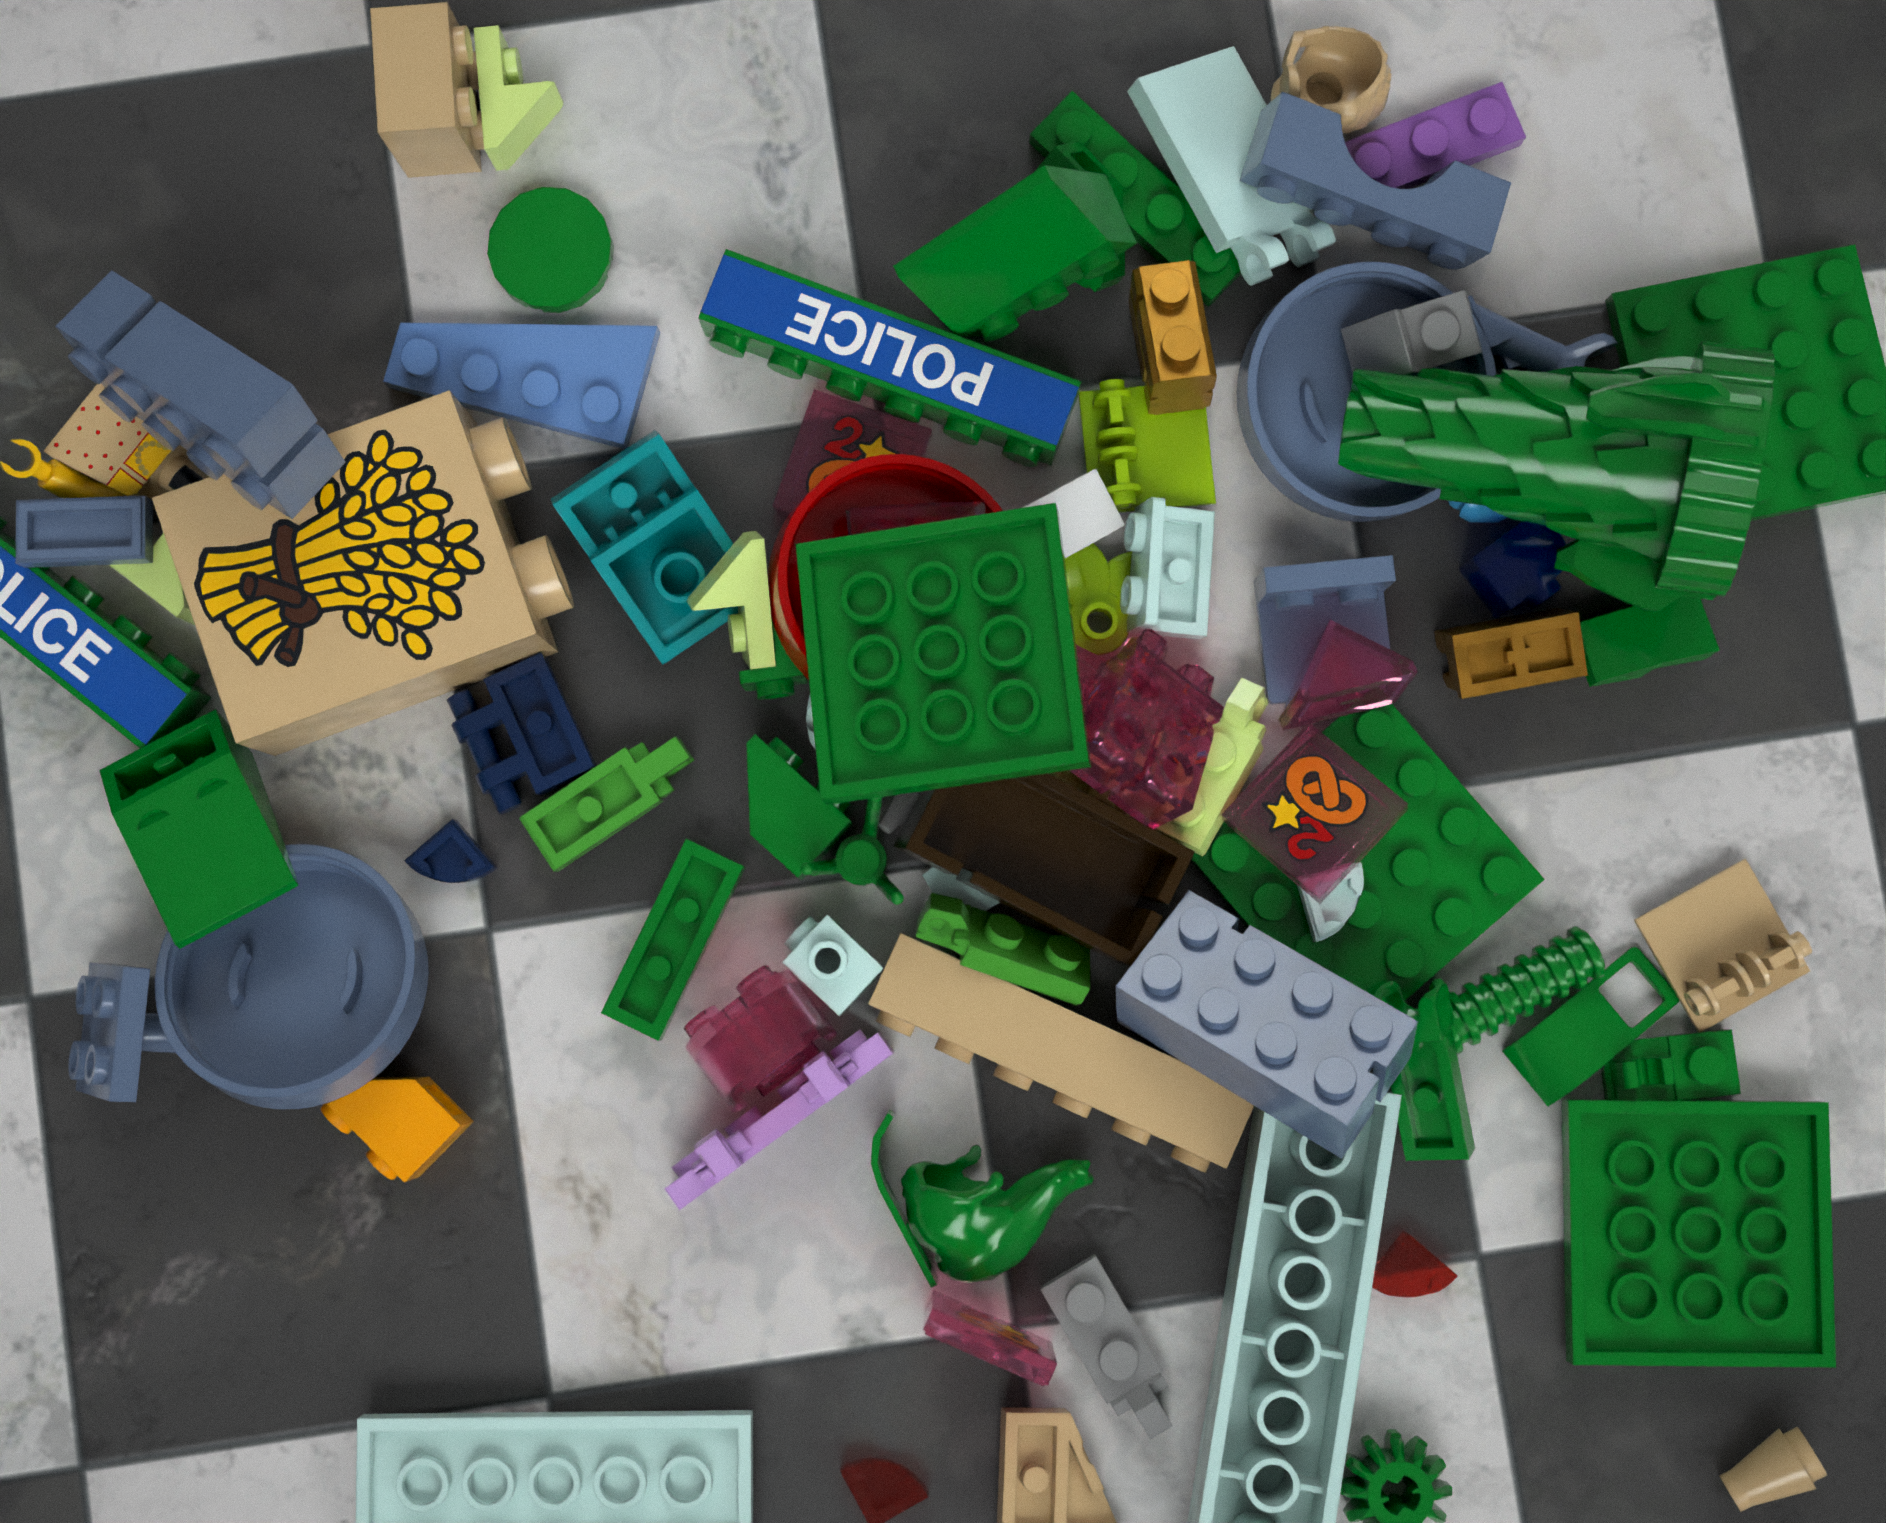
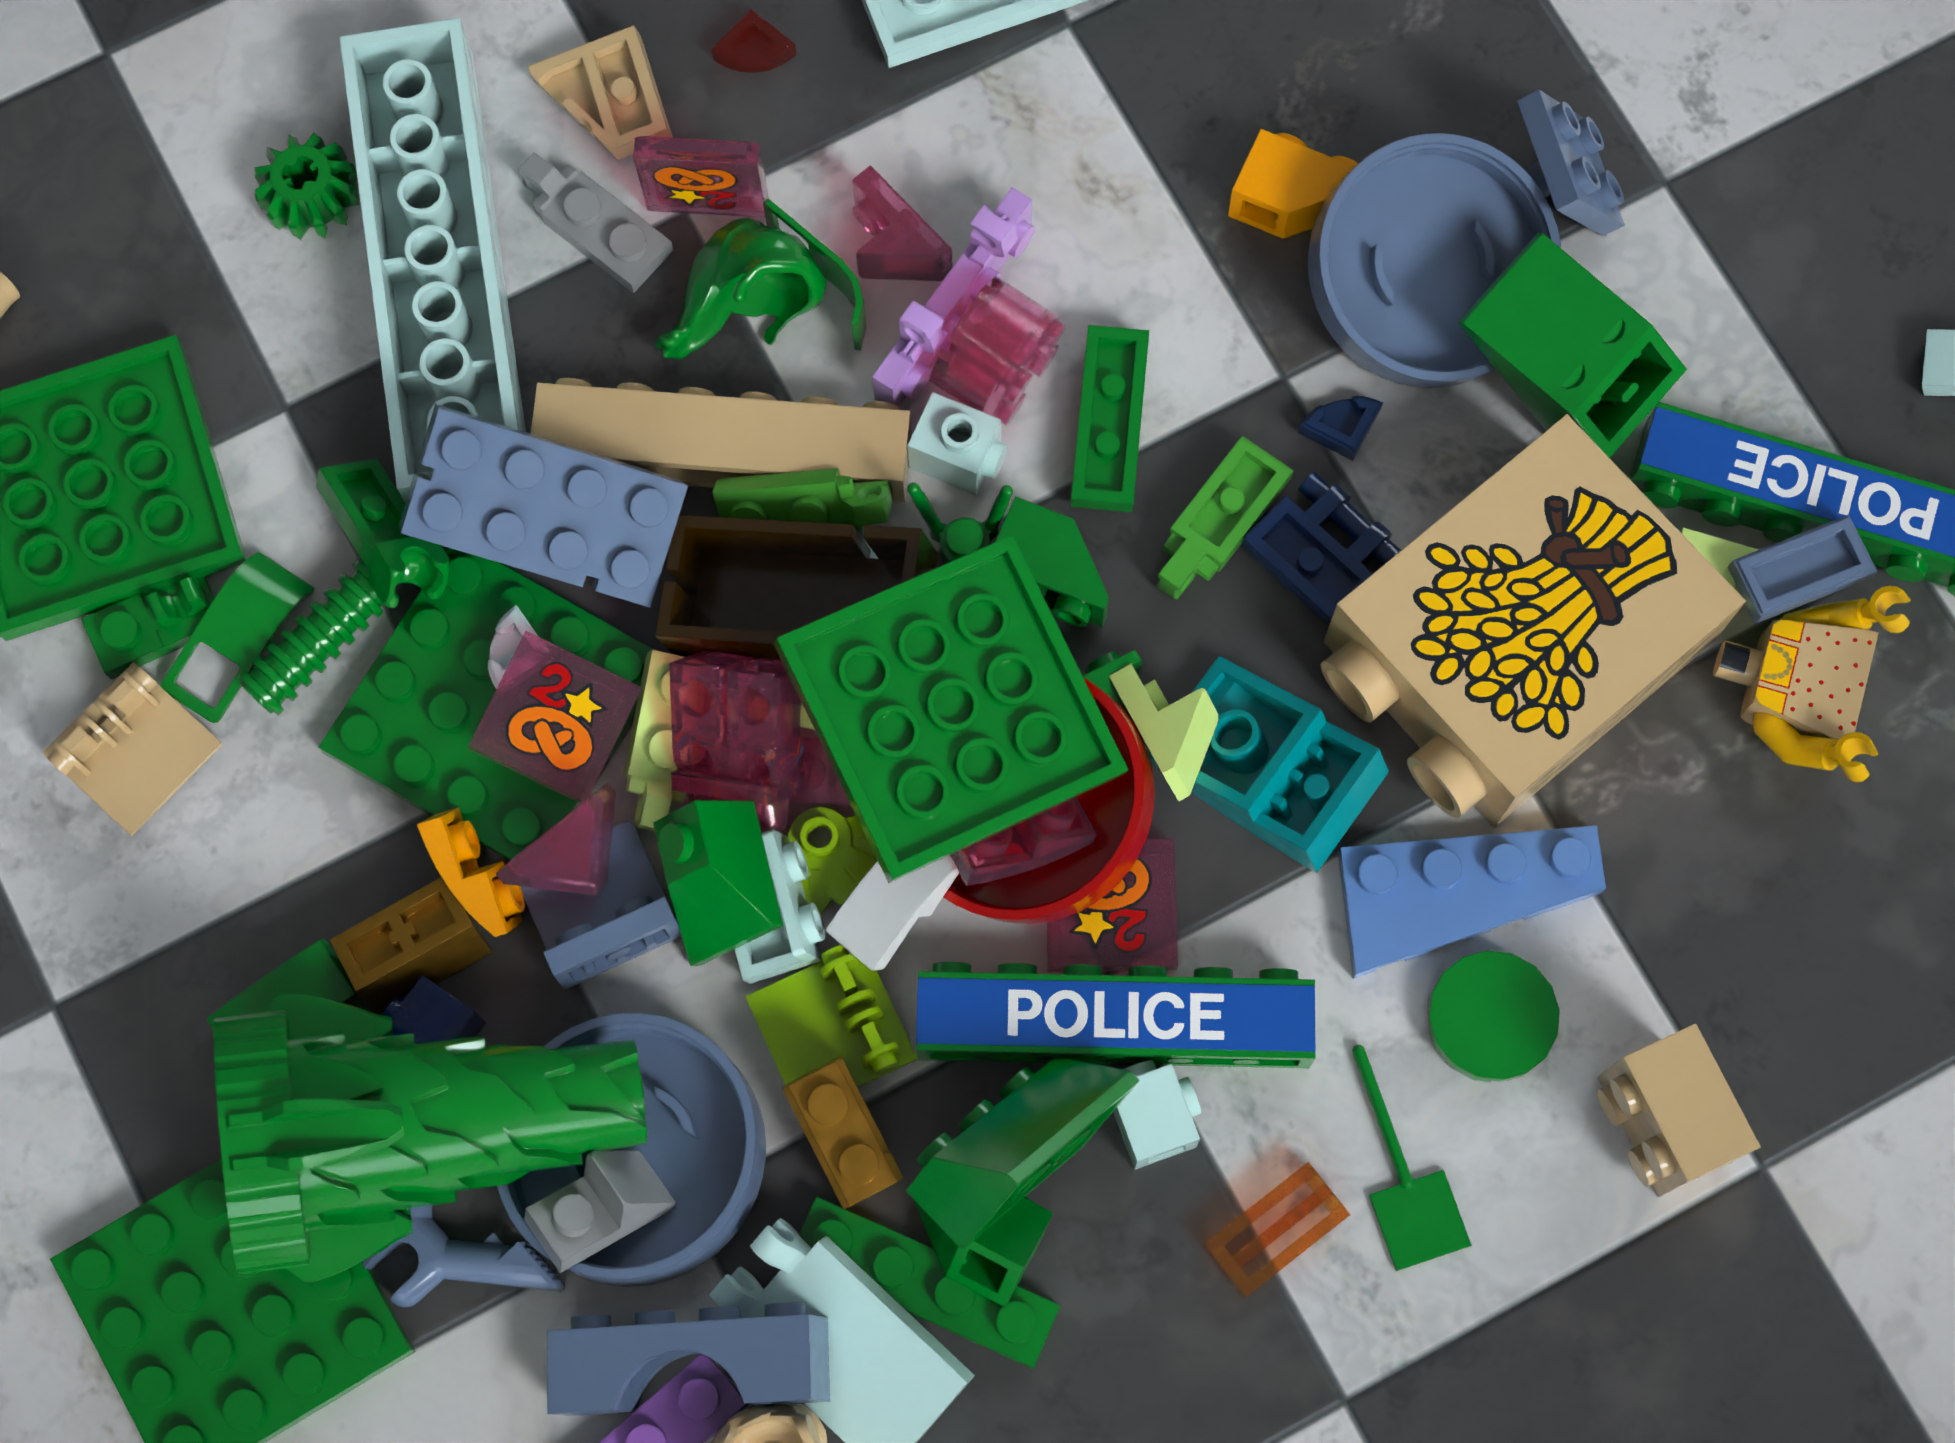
camera: 160 degrees right, 10 degrees down
(200, 396) = (1740, 691): sand blue piece -> none
(510, 110) = (1595, 1129): yellowish green slope -> none
(687, 109) = (1418, 1214): none -> green piece
(803, 1195) = (902, 241): none -> clear pink slope
(824, 158) = (1232, 1264): none -> clear orange tile
(879, 246) = (1158, 1115): none -> light aqua brick
(1208, 603) = (717, 876): none -> green slope
(1410, 1270) = (345, 371): clear red tile -> none
(1441, 690) = (483, 895): none -> light orange slope

